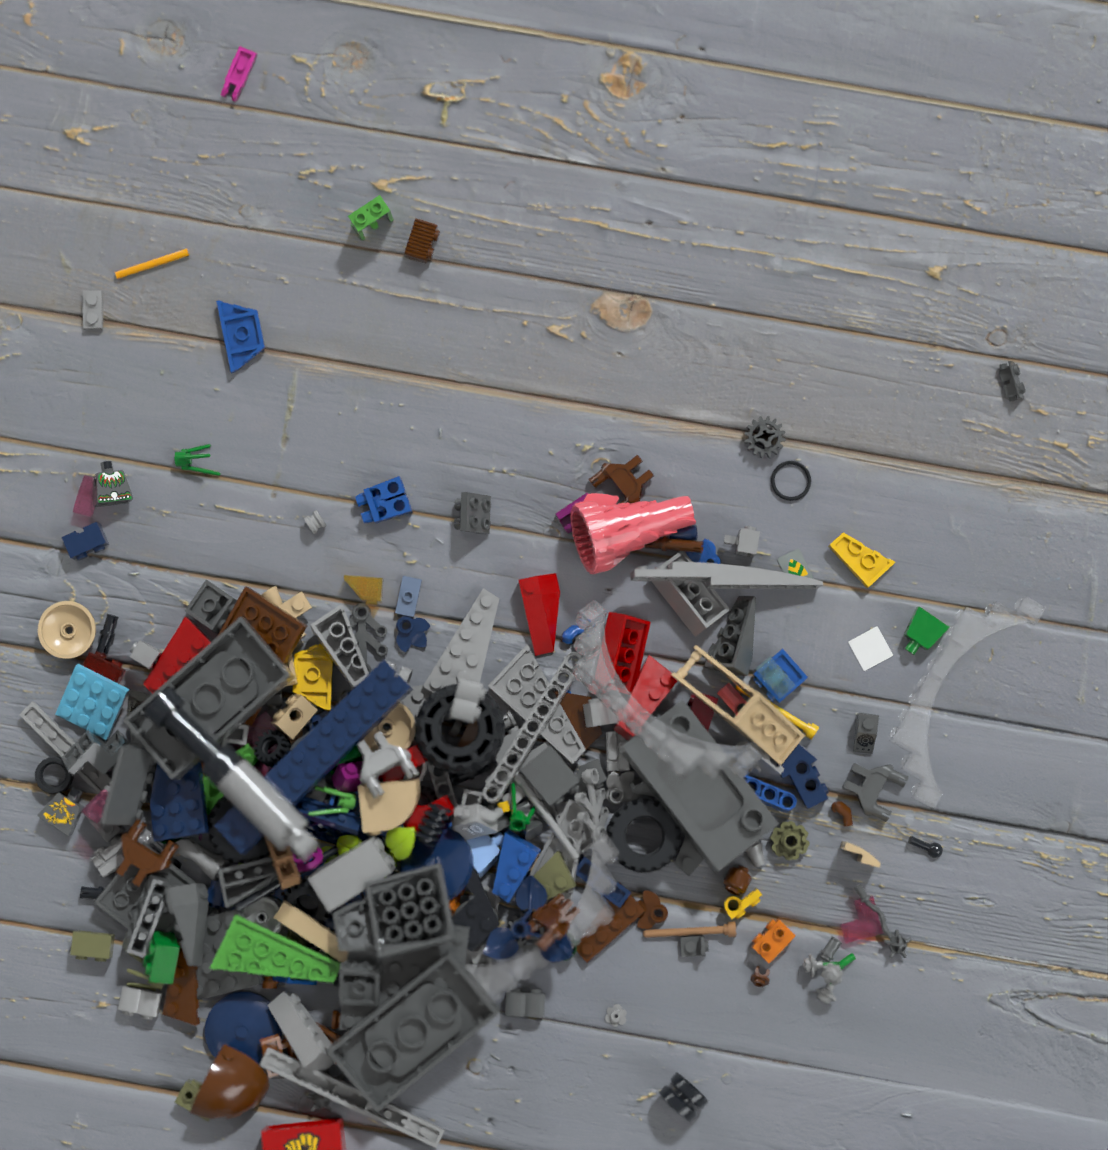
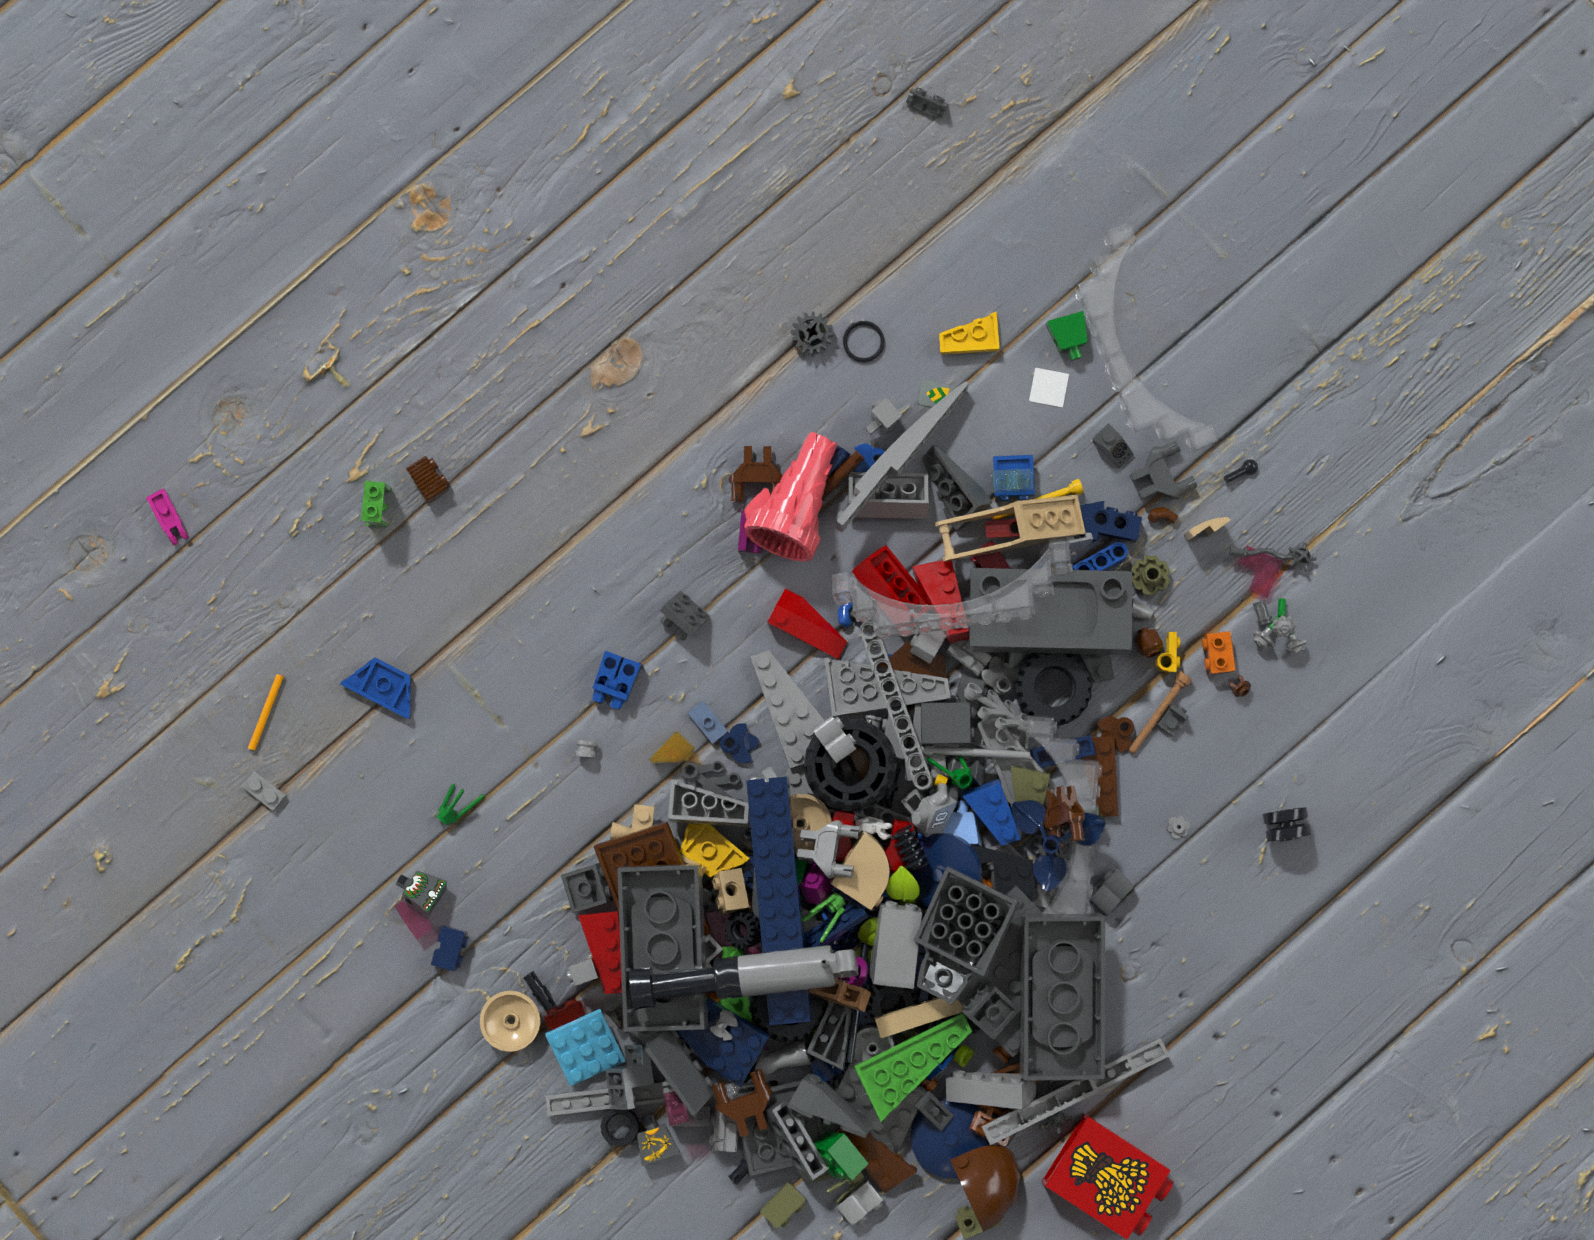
camera: 55 degrees left, 0 degrees up
(193, 789) = (719, 1030): none -> light grey piece
(252, 1002) = (933, 1110): none -> dark grey slope
(312, 990) = (963, 1055): none -> lime tile
(429, 783) = (873, 825): none -> white plate

